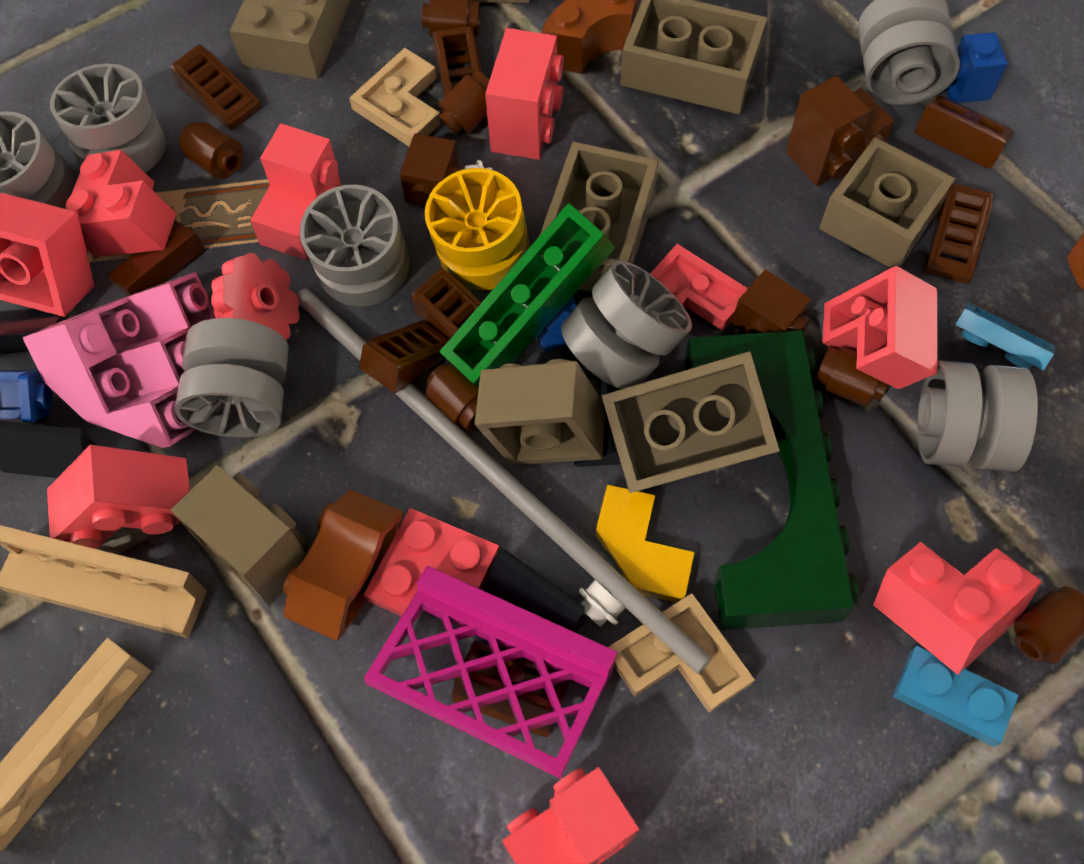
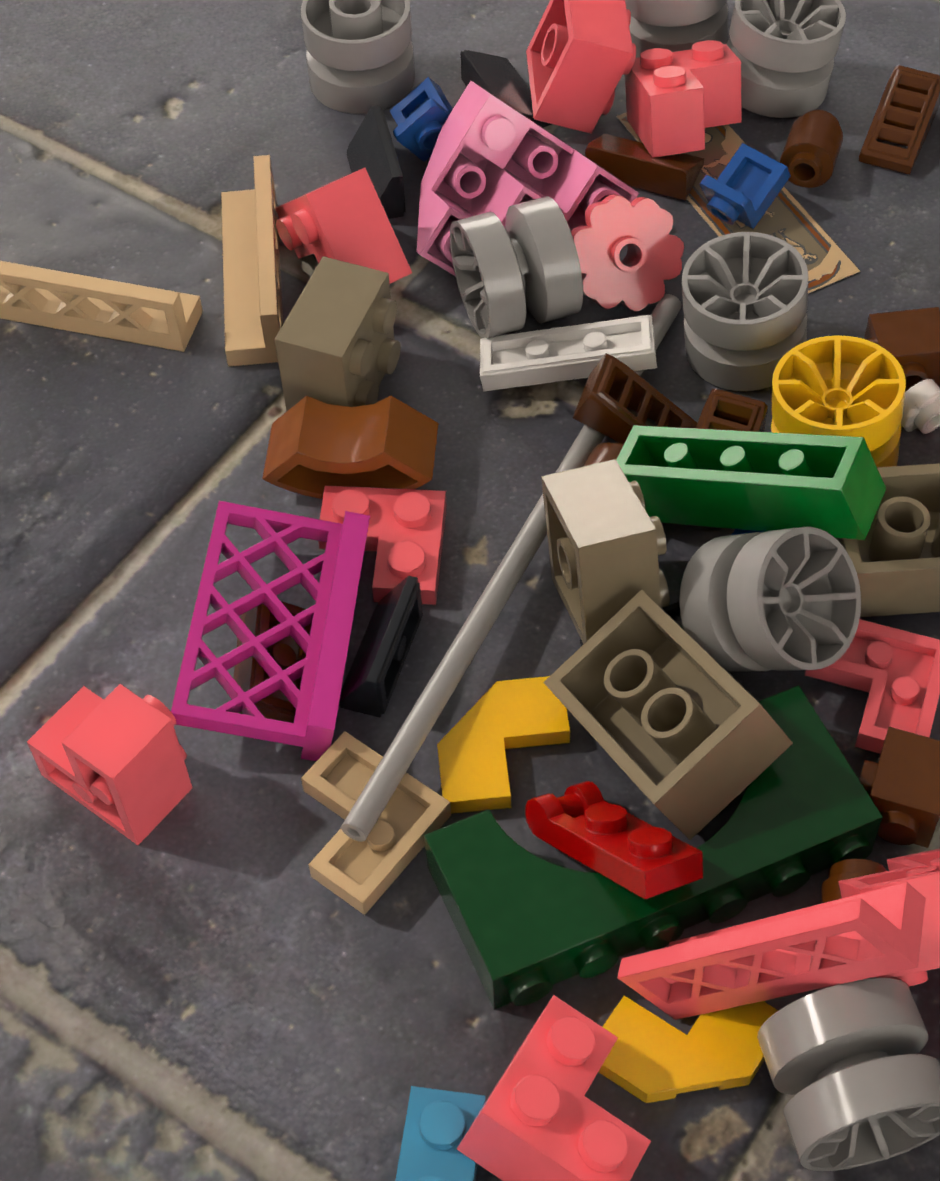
camera: 70 degrees right, 10 degrees down
(226, 203) = (745, 187): none -> blue bracket
(298, 171) = (809, 217): coral brick -> none
(321, 378) = (565, 352): none -> white tile
(600, 604) = (394, 709): white plate -> none
(769, 494) = (613, 841): none -> red plate
(904, 415) = (783, 954): none -> coral fence
(917, 497) = (661, 1061): none -> yellow tile

